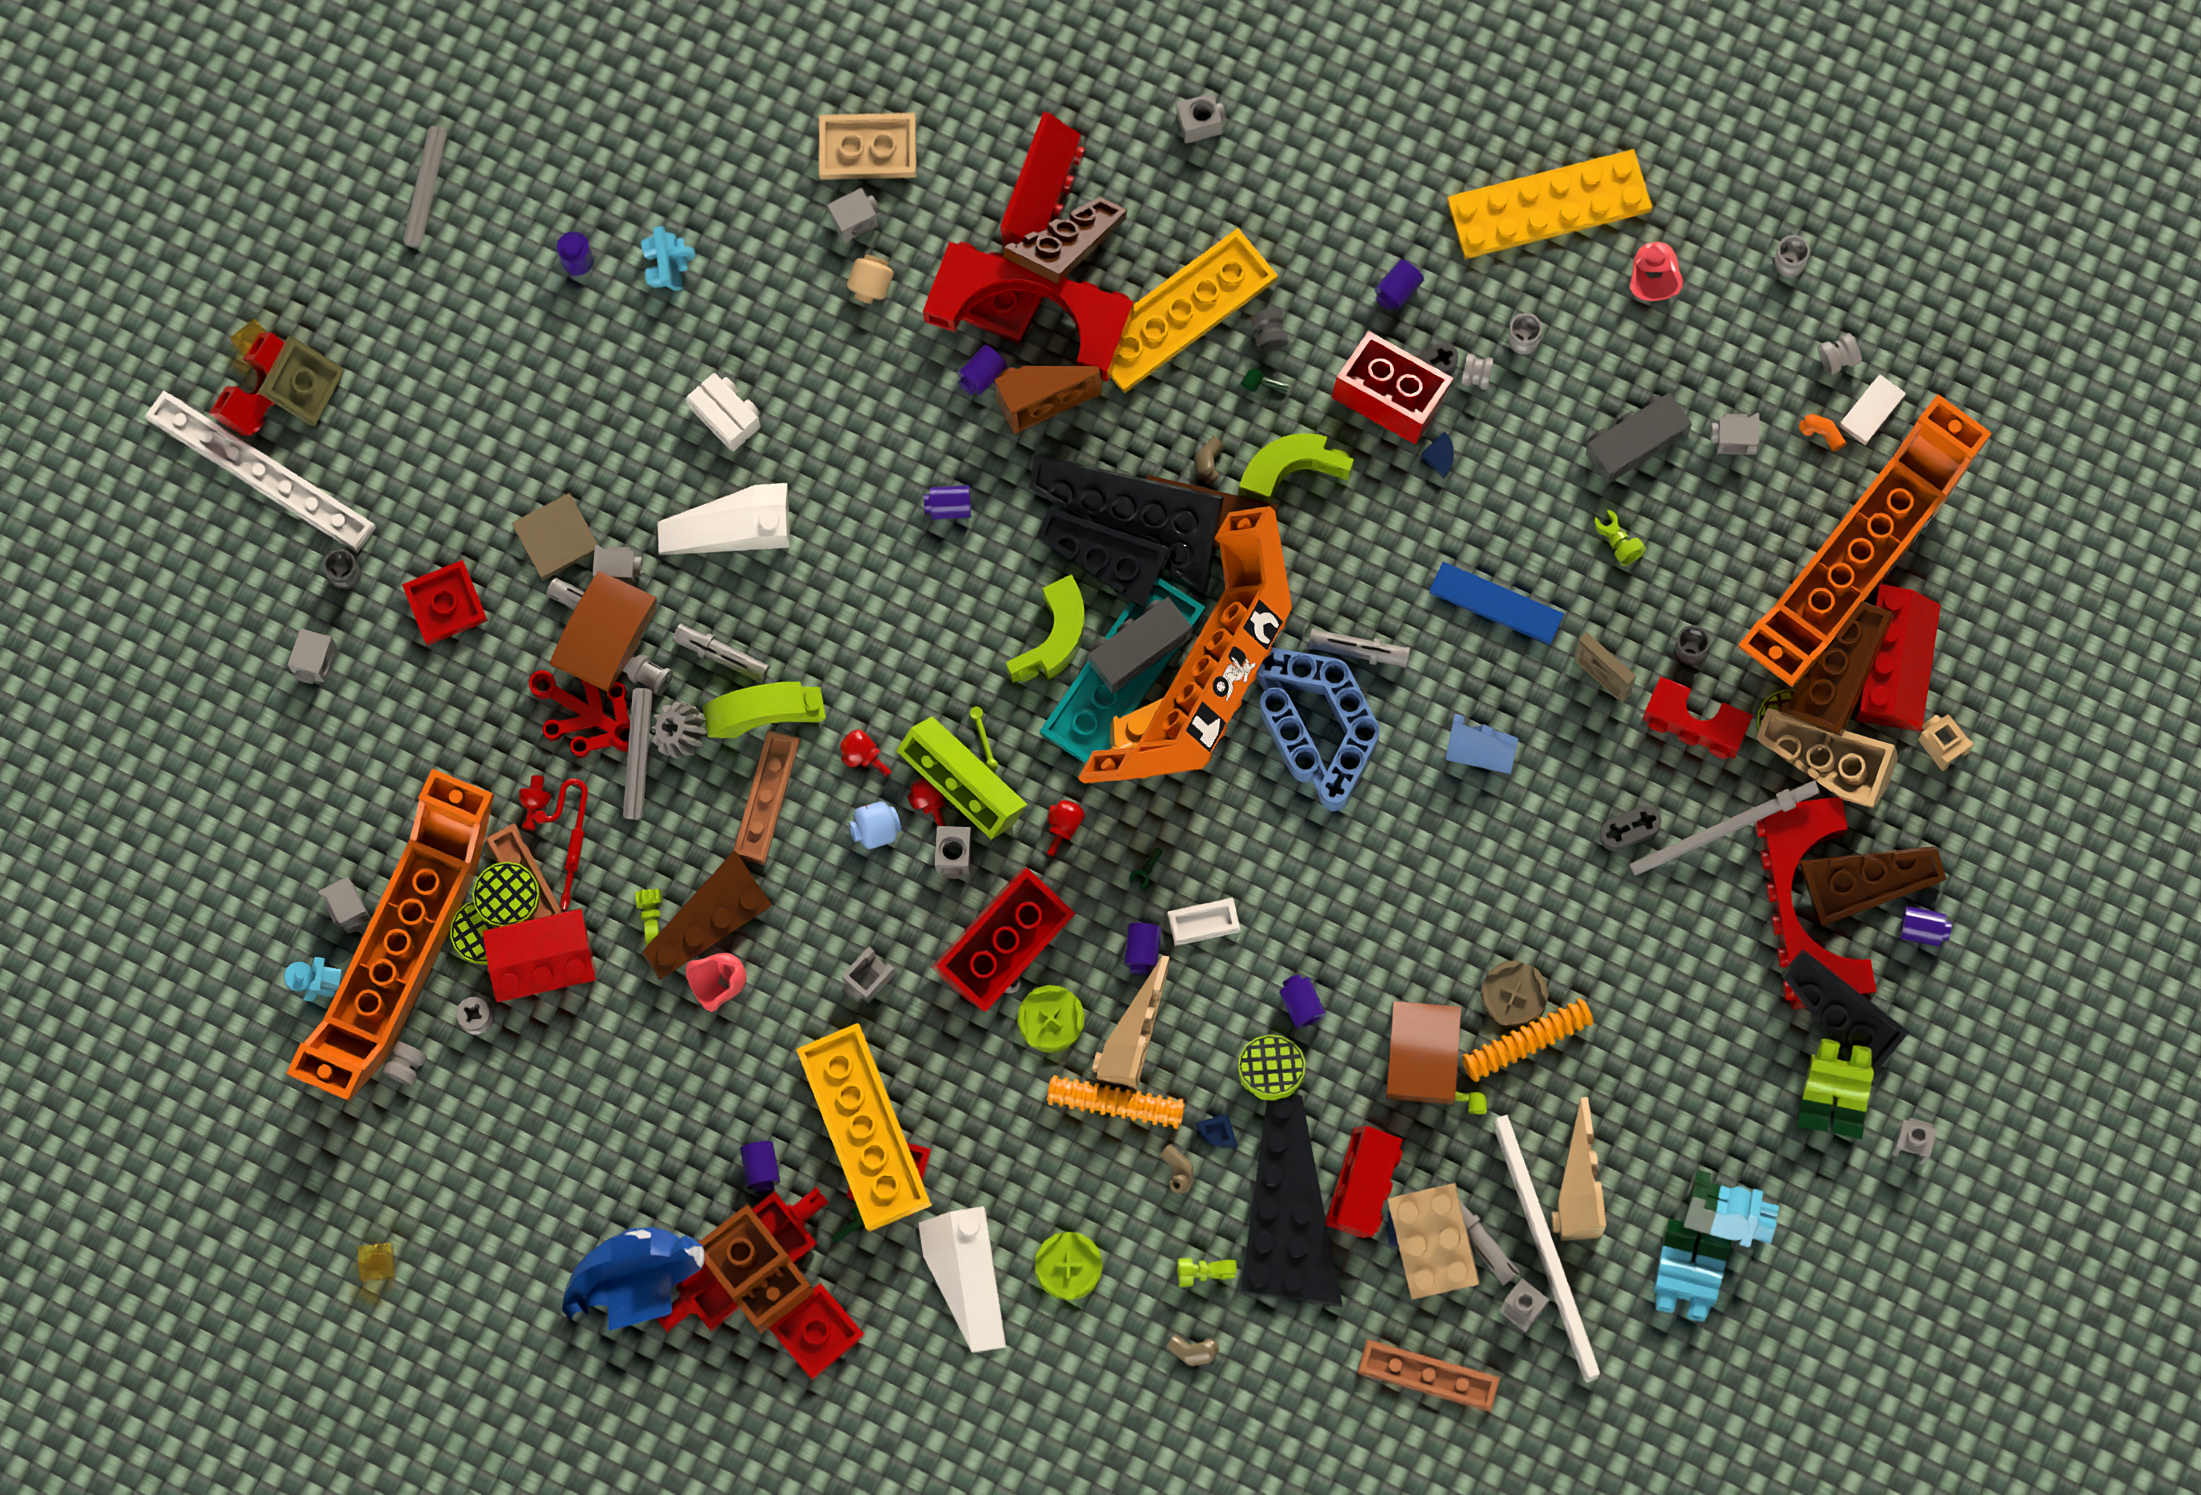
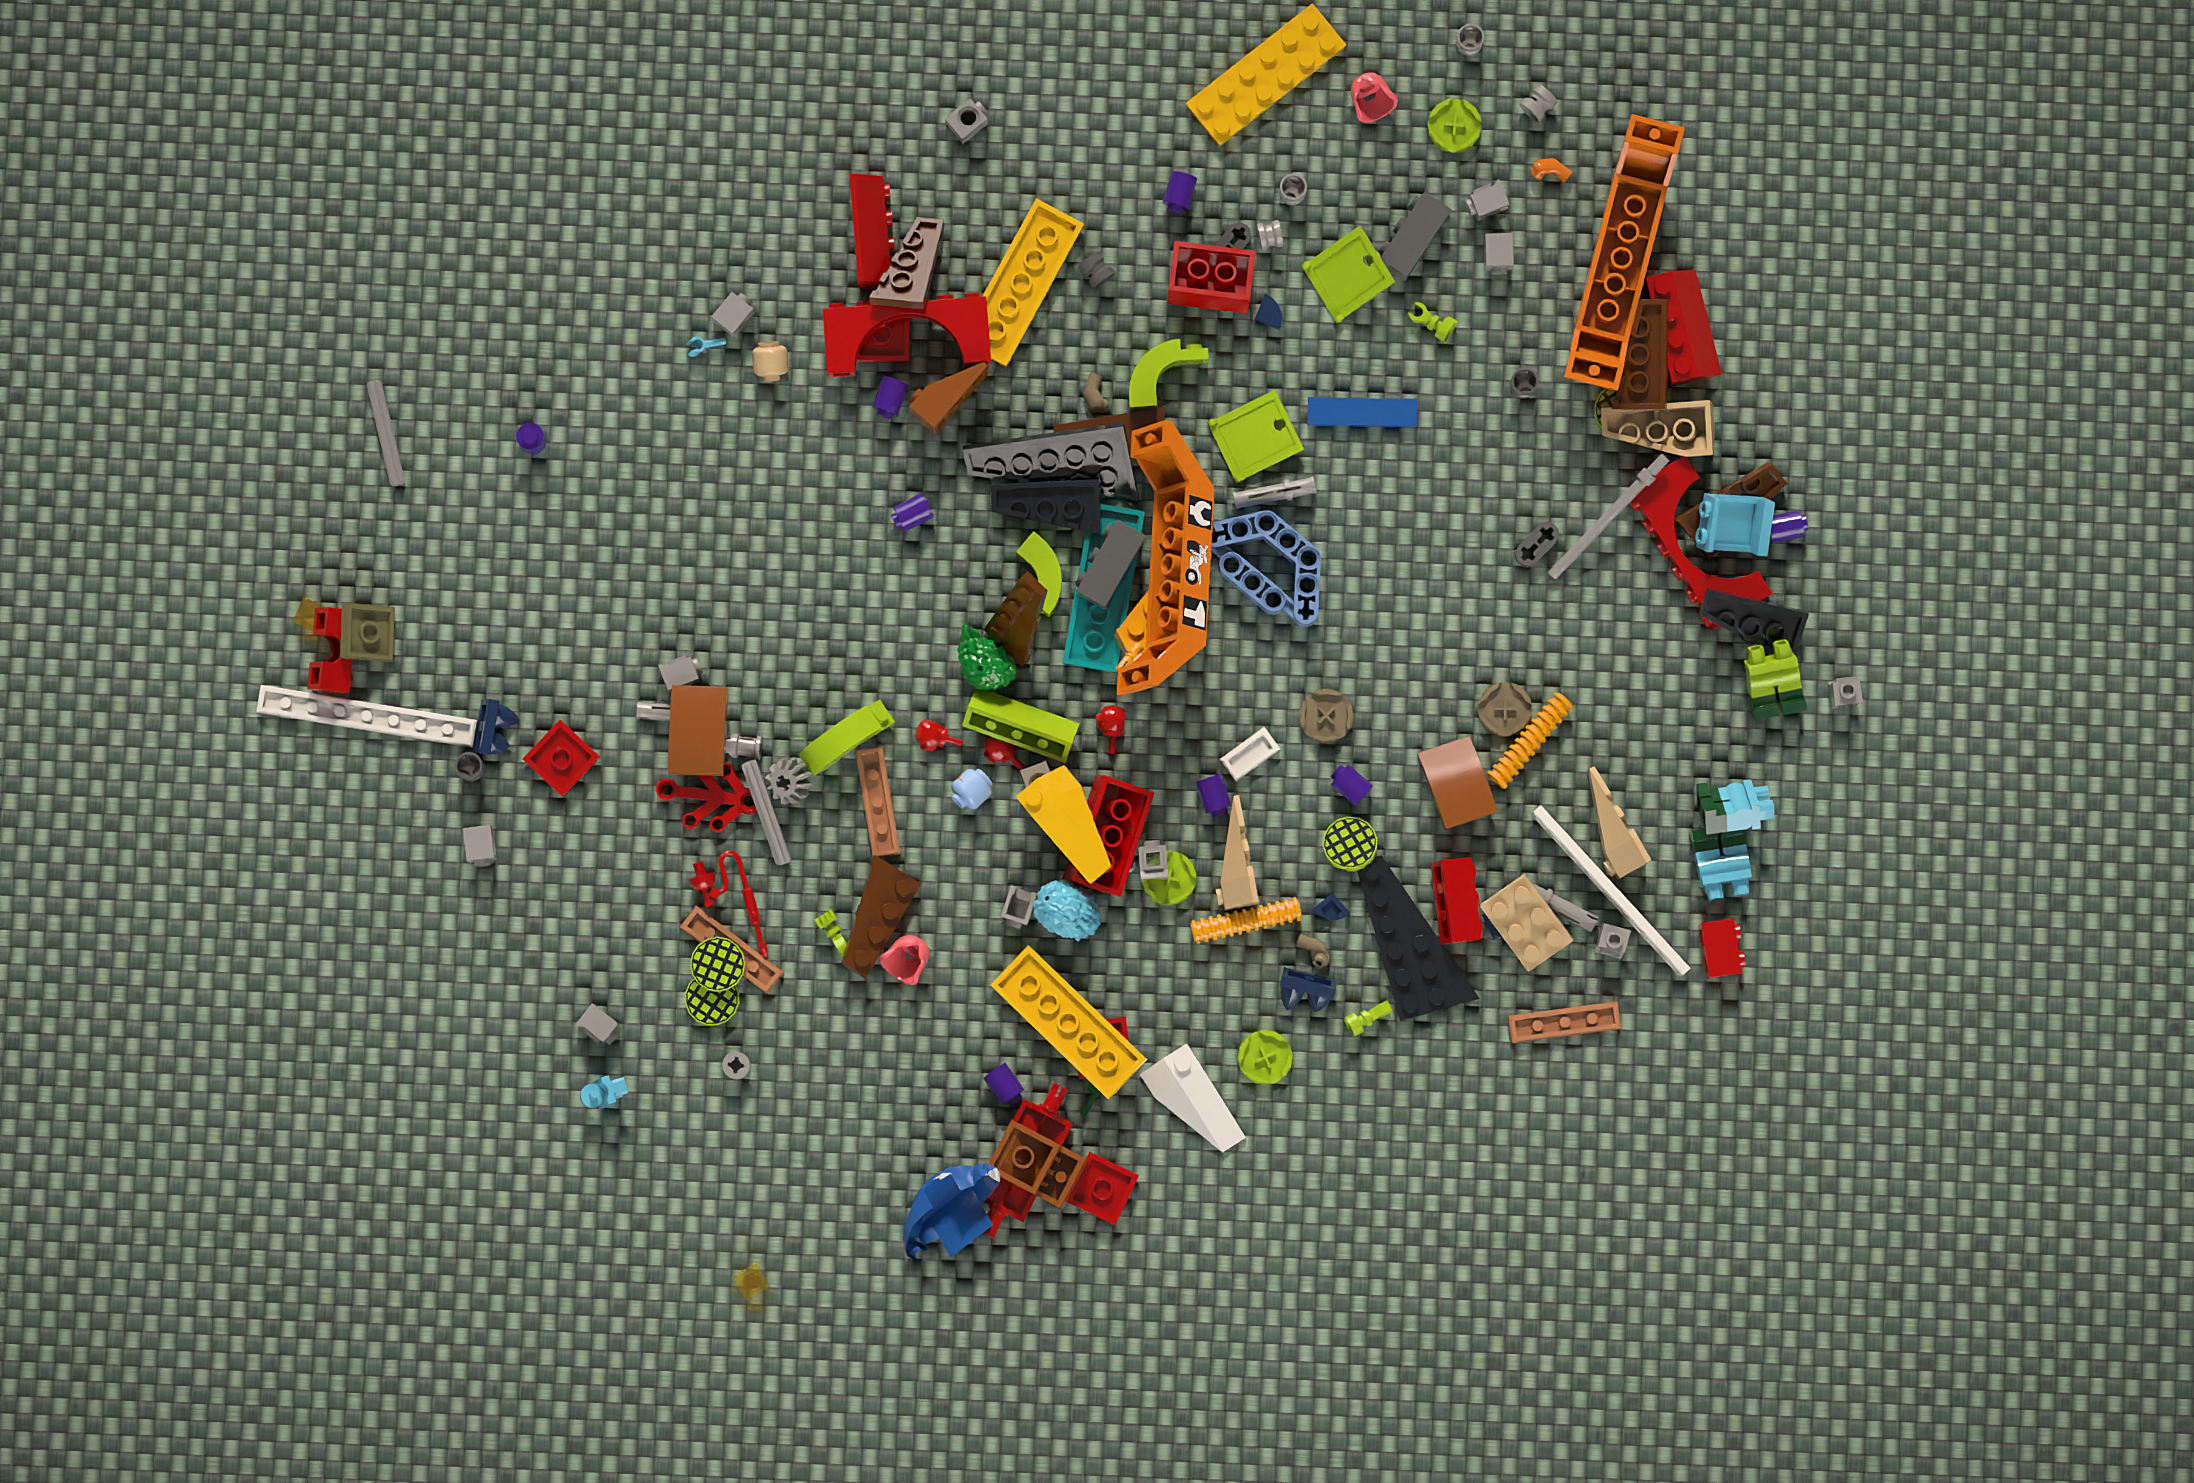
camera: 30 degrees left, 10 degrees up
(392, 526) = (492, 716): none -> dark blue tile
(399, 939) = (655, 1037): orange slope -> none
(404, 1063) = (701, 1124): light grey wheel -> none
(539, 955) = (765, 1000): red slope -> none
(555, 536) = (621, 669): dark tan tile -> none
(671, 258) = (608, 410): medium azure hips -> none
(708, 647) = (799, 706): light grey pin -> none
(724, 411) = (706, 515): white brick -> none
(736, 522) = (754, 597): white wedge -> none
(804, 233) = (703, 344): none -> medium azure hand
(867, 146) = (718, 253): tan plate -> none
(919, 1002) = (1068, 911): none -> medium azure piece
(949, 693) = (983, 662): none -> green piece
(961, 887) = (1063, 813): none -> yellow wedge
(976, 715) = (1036, 702): lime hinge -> none
(1007, 656) = (1017, 618): none -> reddish brown wing
(1039, 988) = (1153, 861): none -> light grey window
(1140, 1196) = (1296, 982): none -> dark blue tile
(1146, 869) = (1189, 732): dark green hand -> none
(1193, 1354) = (1387, 1082): dark tan arm -> none
(1255, 377) = (1101, 313): dark green hand -> none
(1308, 916) = (1326, 716): none -> dark tan tile
(1359, 581) = (1251, 439): none -> lime container
(1476, 1102) = (1512, 804): lime hand -> none
(1481, 746) = (1400, 531): medium blue slope -> none
(1540, 447) = (1344, 277): none -> lime container
(1604, 667) = (1467, 431): dark tan tile -> none
(1646, 1369) = (1721, 948): none -> red brick
(1669, 713) = (1528, 442): red arch -> none
(1724, 493) = (1498, 253): none -> light grey brick
(1735, 341) = (1454, 125): none -> lime tile
(1865, 896) = (1735, 523): none -> medium azure panel
(1872, 409) = (1581, 136): white tile -> none
(1944, 740) = (1742, 376): tan window -> none

